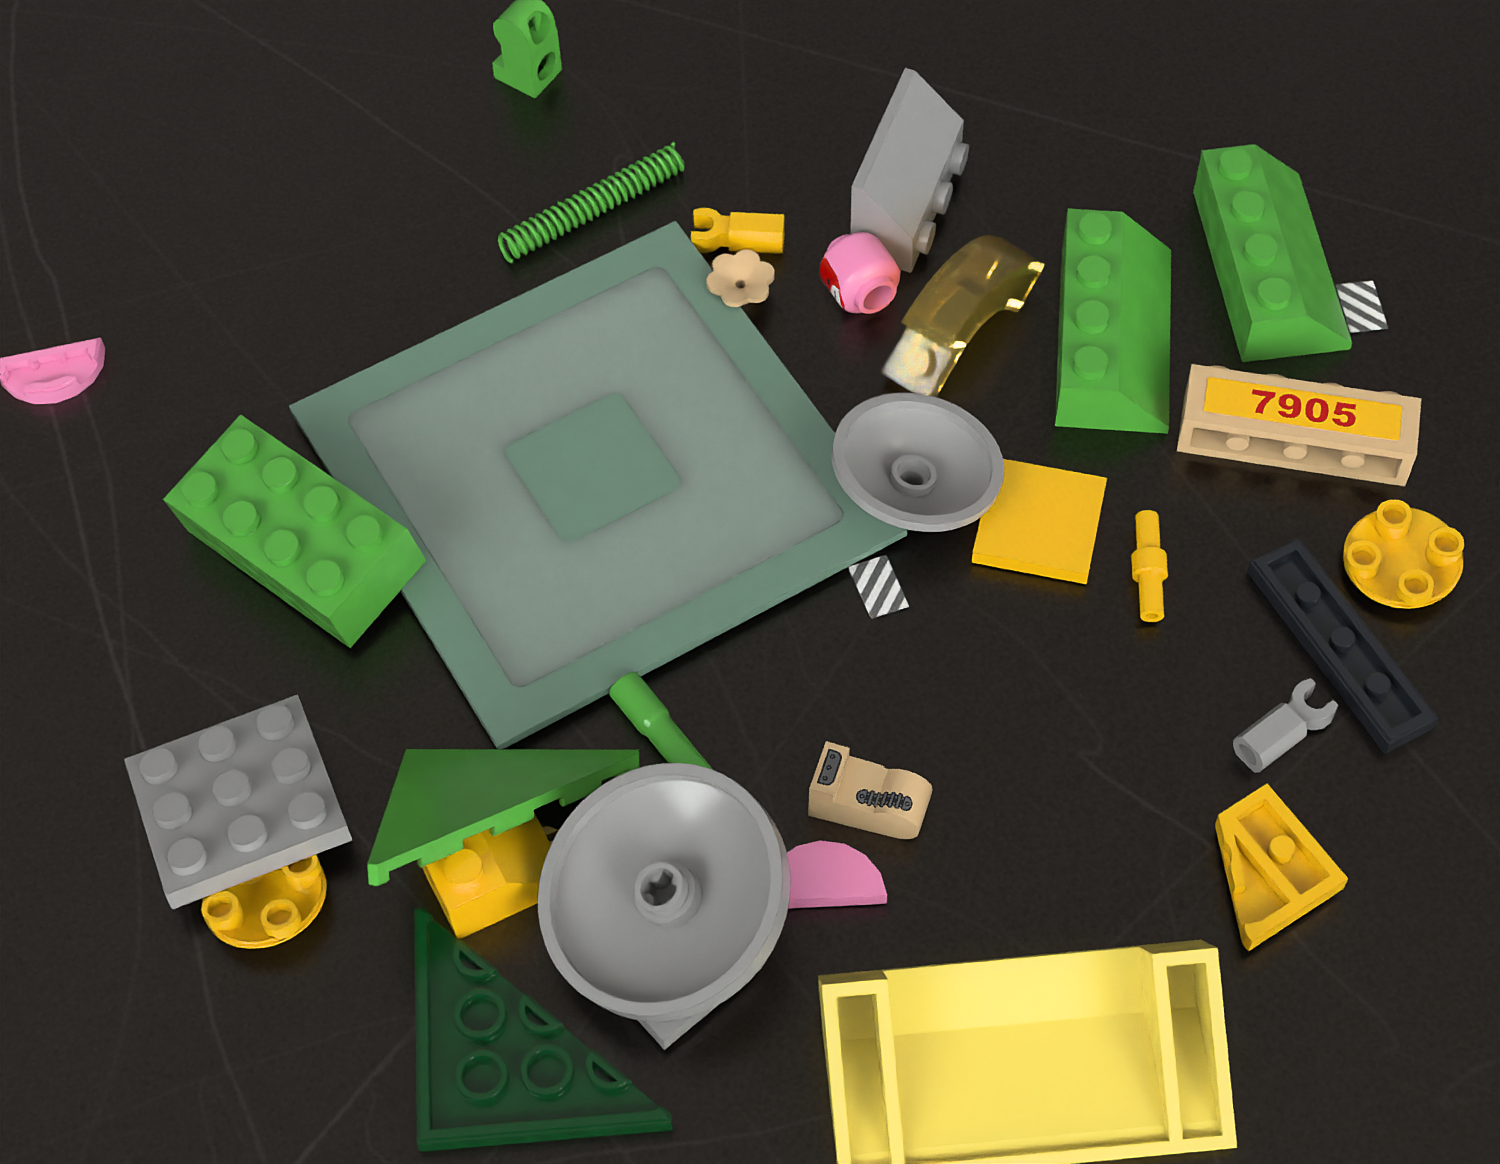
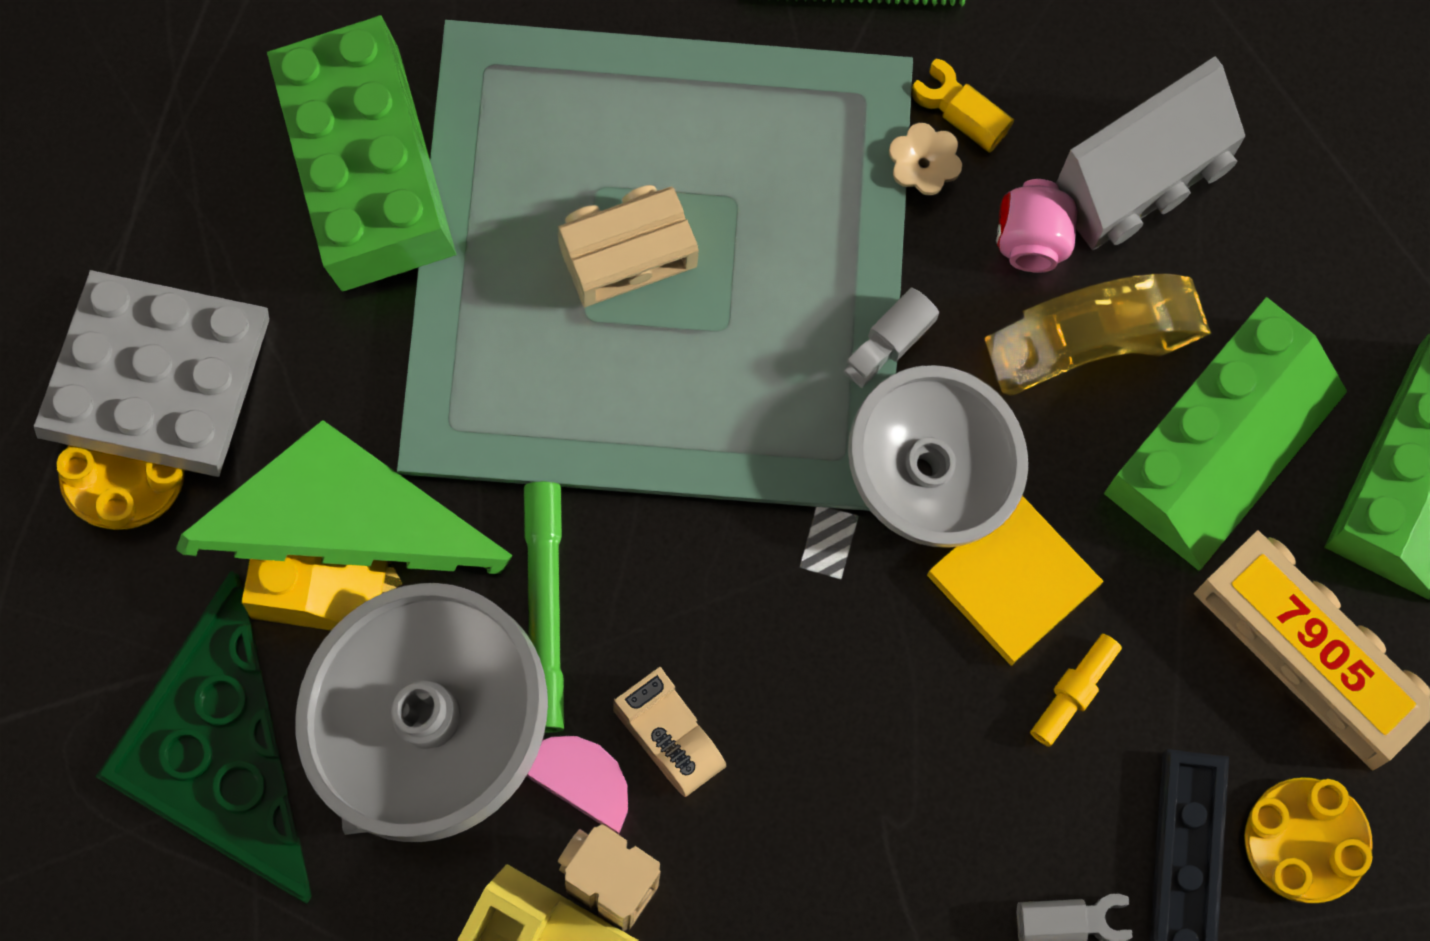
camera: 25 degrees right, 15 degrees up
(560, 464) = (627, 244): none -> tan brick
(814, 405) = (892, 335): none -> light grey bar
(910, 916) = (609, 875): none -> tan brick

